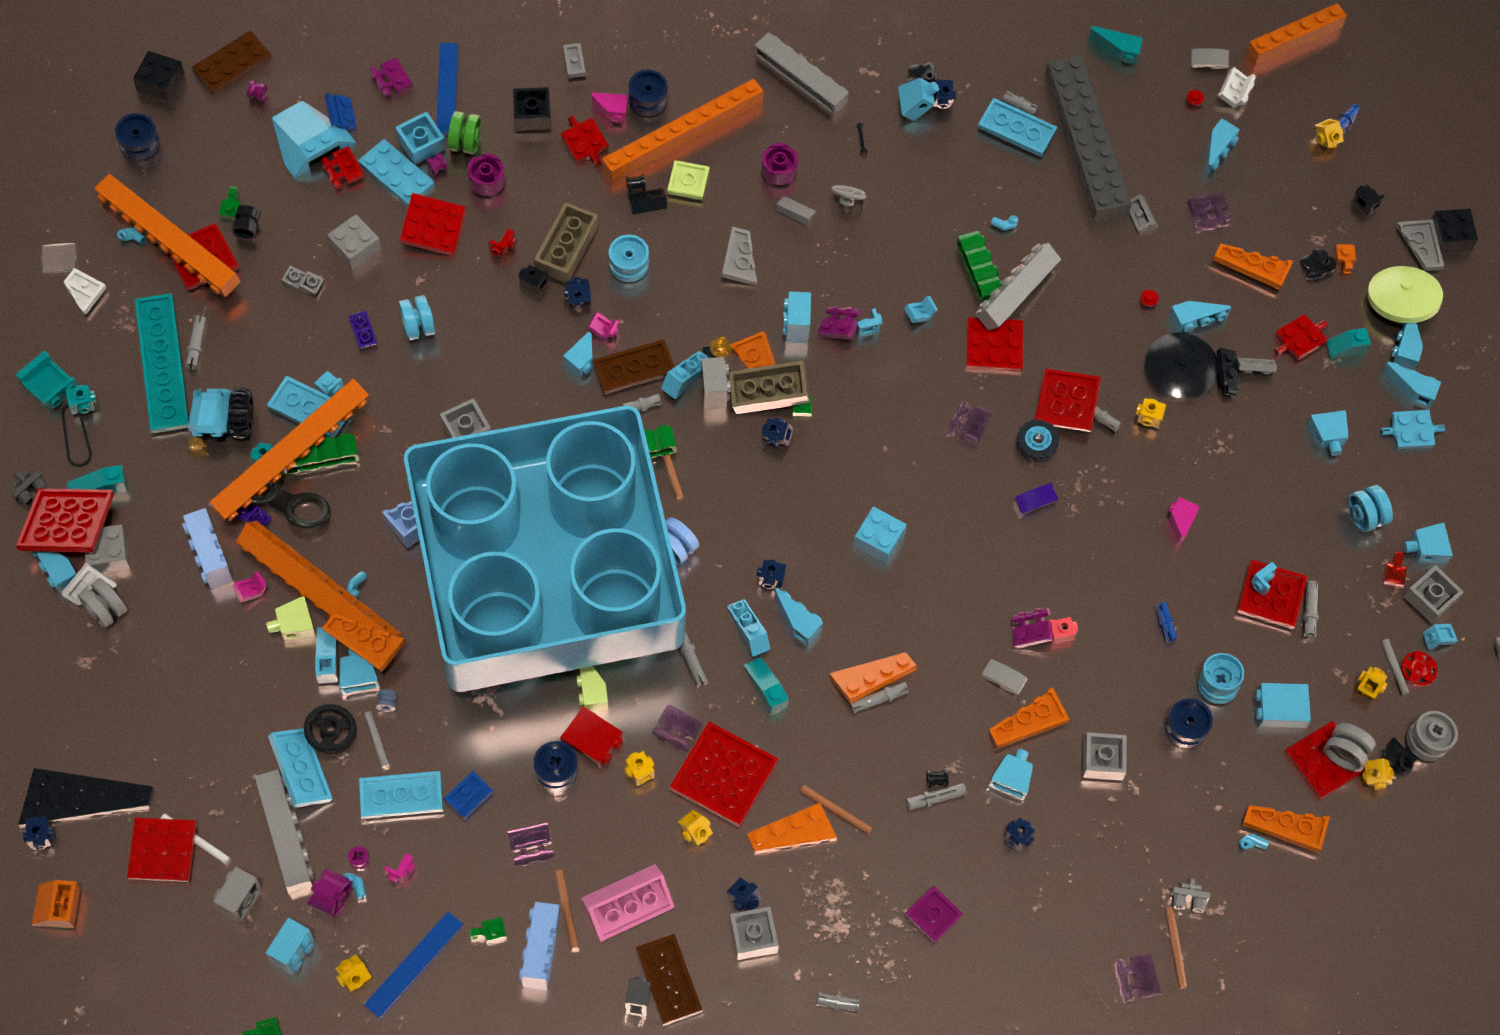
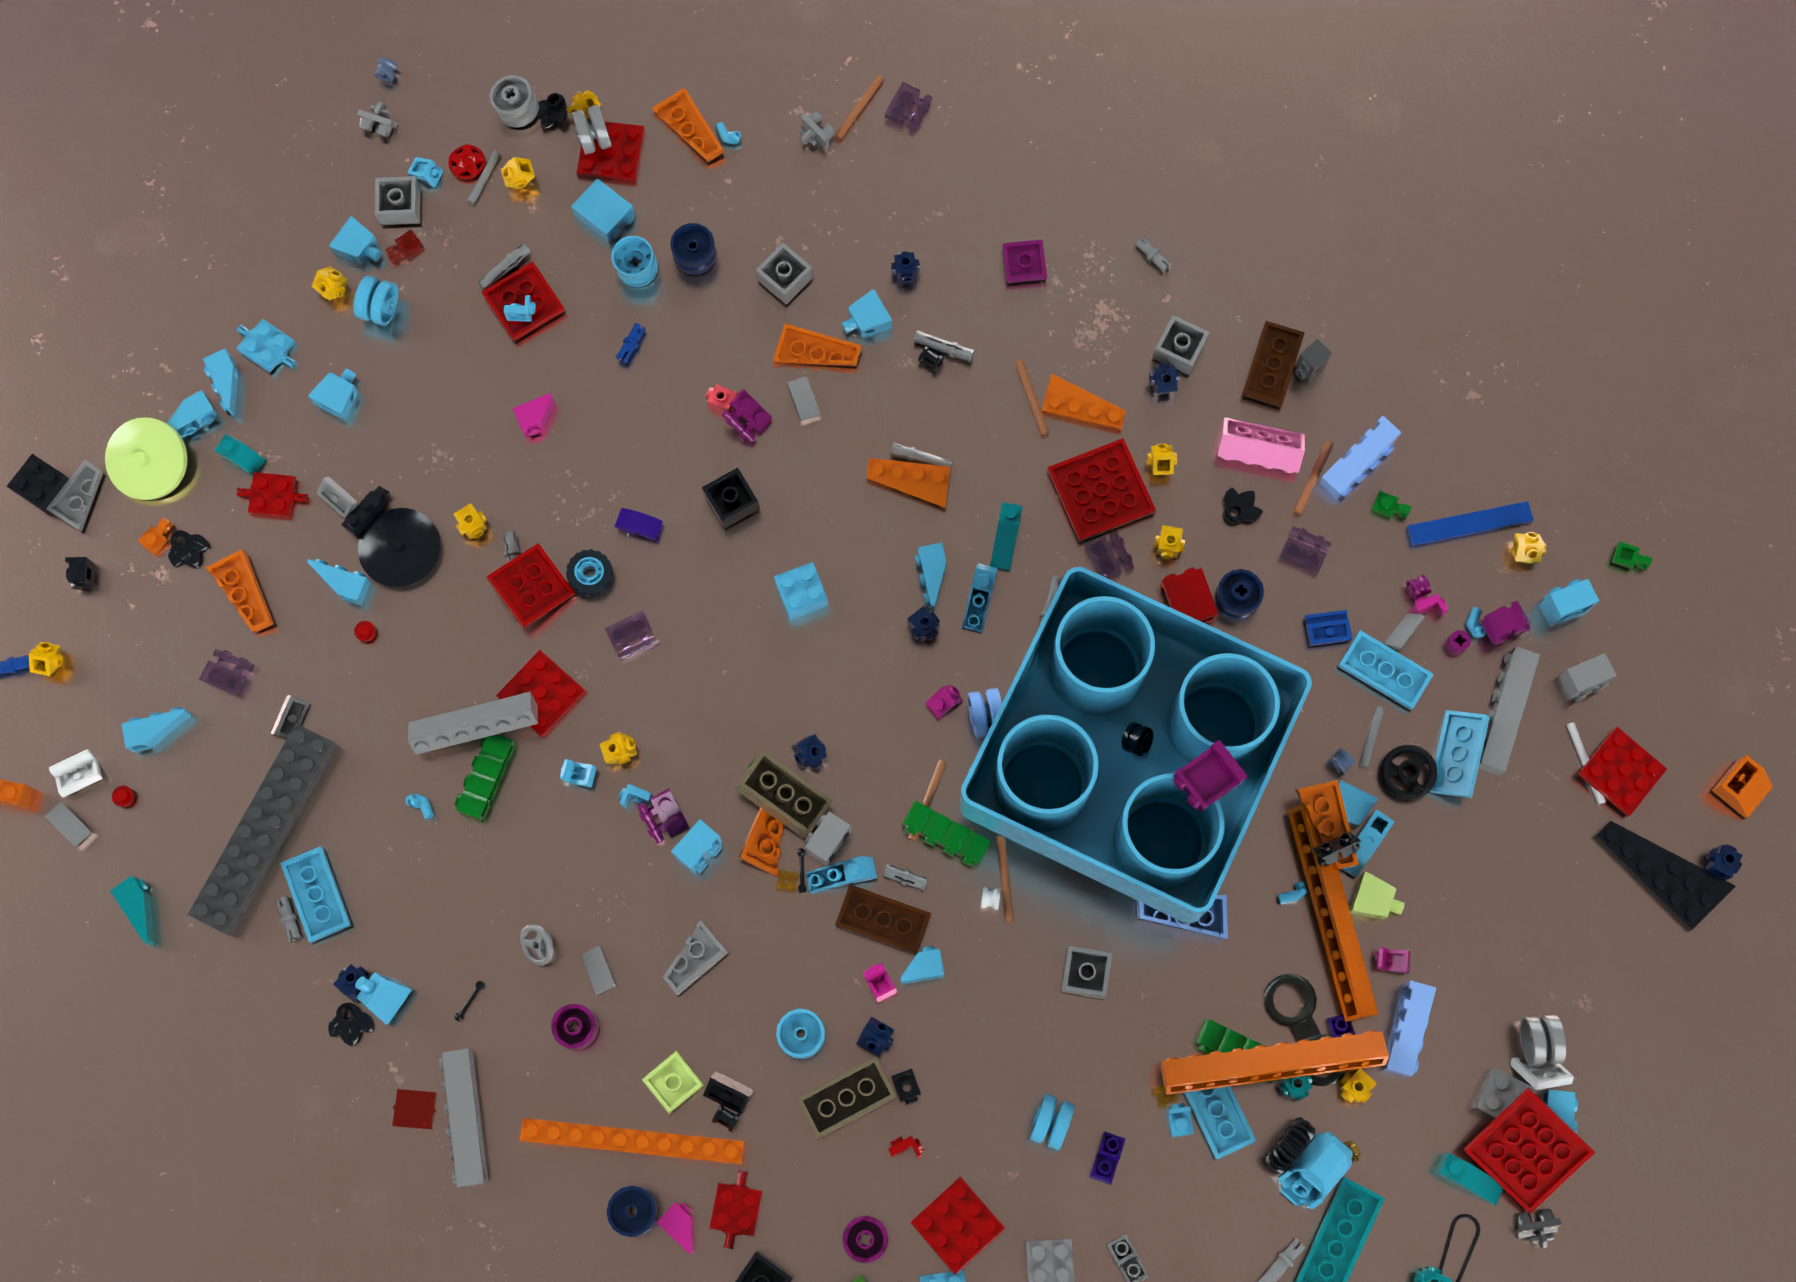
camera: 135 degrees left, 10 degrees up
(217, 482) = (1364, 1085): none -> yellow brick
(346, 620) = (1344, 844): none -> black hinge
(407, 835) = (1404, 631): none -> light grey slope
(420, 878) = (1418, 586): none -> magenta wheel
(469, 526) = (1209, 776): none -> magenta panel
(547, 569) = (1137, 739): none -> black wheel
(606, 845) = (1242, 504): none -> black plate
(712, 537) = (944, 700): none -> dark pink bracket
(837, 60) = (414, 1109): none -> clear red piece
(908, 342) = (618, 748): none -> yellow brick
(988, 560) = (730, 498): none -> black brick
(1415, 500) = (330, 283): none -> yellow brick

